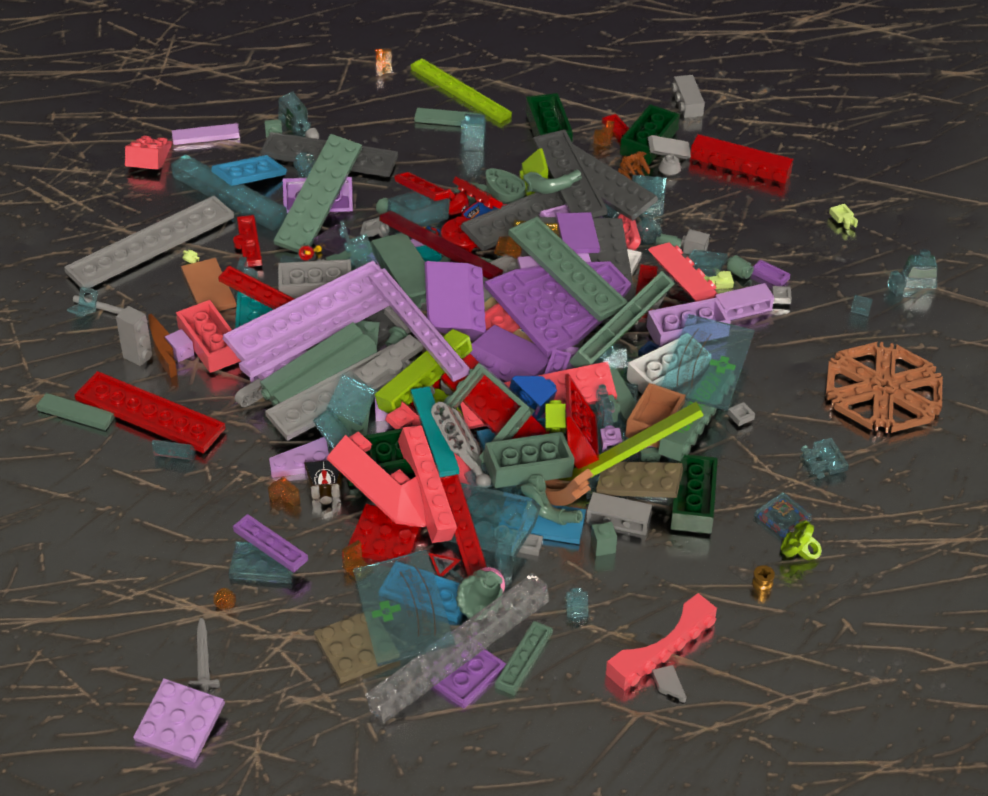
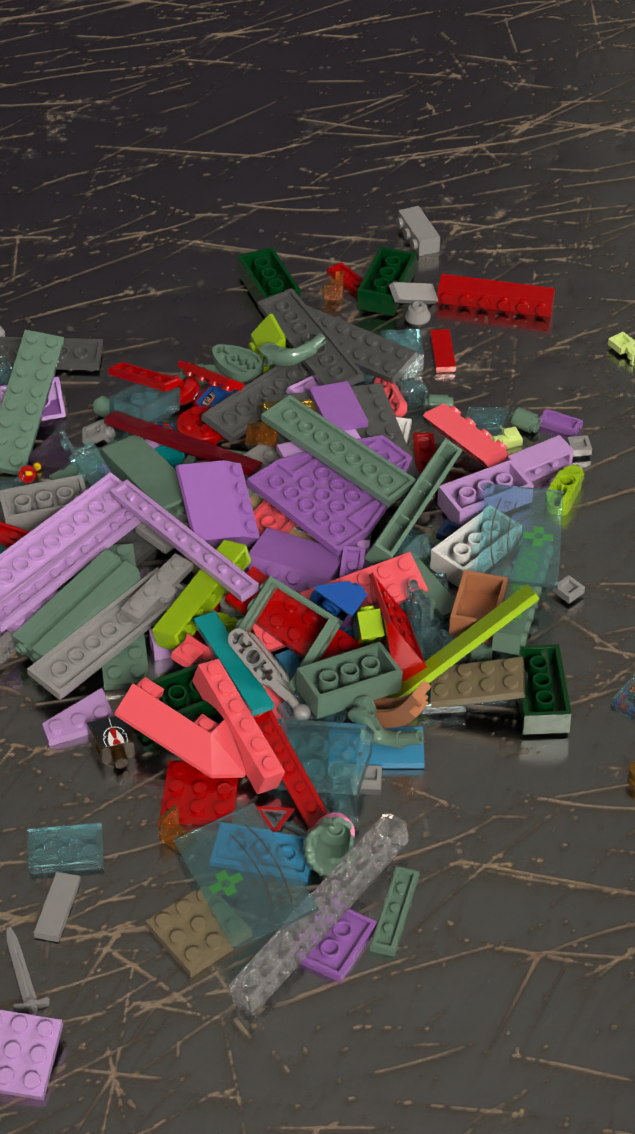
camera: 10 degrees left, 0 degrees up
(224, 599) = (31, 900): clear orange tile -> none
(245, 608) = (57, 907): none -> light grey tile
(270, 543) = (70, 824): medium lavender plate -> none
(285, 490) = (72, 759): clear orange bracket -> none
(331, 427) = (109, 679): clear light blue brick -> none
(351, 399) = (126, 640): clear light blue tile -> none
(383, 57) = (57, 230): clear orange bracket -> none
(396, 335) = (156, 558): sand green piece -> none
(442, 117) = (149, 291): sand green tile -> none
(461, 90) = (156, 257): lime tile -> none
(473, 132) = (185, 305): clear light blue brick -> none
(577, 603) = (440, 838): clear light blue bracket -> none
(603, 538) = (452, 757): sand green brick -> none
(609, 436) = (430, 639): lavender brick -> none
(623, 513) = (462, 725): light grey brick -> none
(626, 167) = (380, 312): dark orange piece -> none
(632, 664) = (519, 898): coral arch -> none
(668, 682) = (564, 912): light grey tile -> none
(684, 199) = (442, 350): none -> red tile
(695, 241) = (468, 397): light grey brick -> none
(764, 327) = (570, 482): none -> lime piece

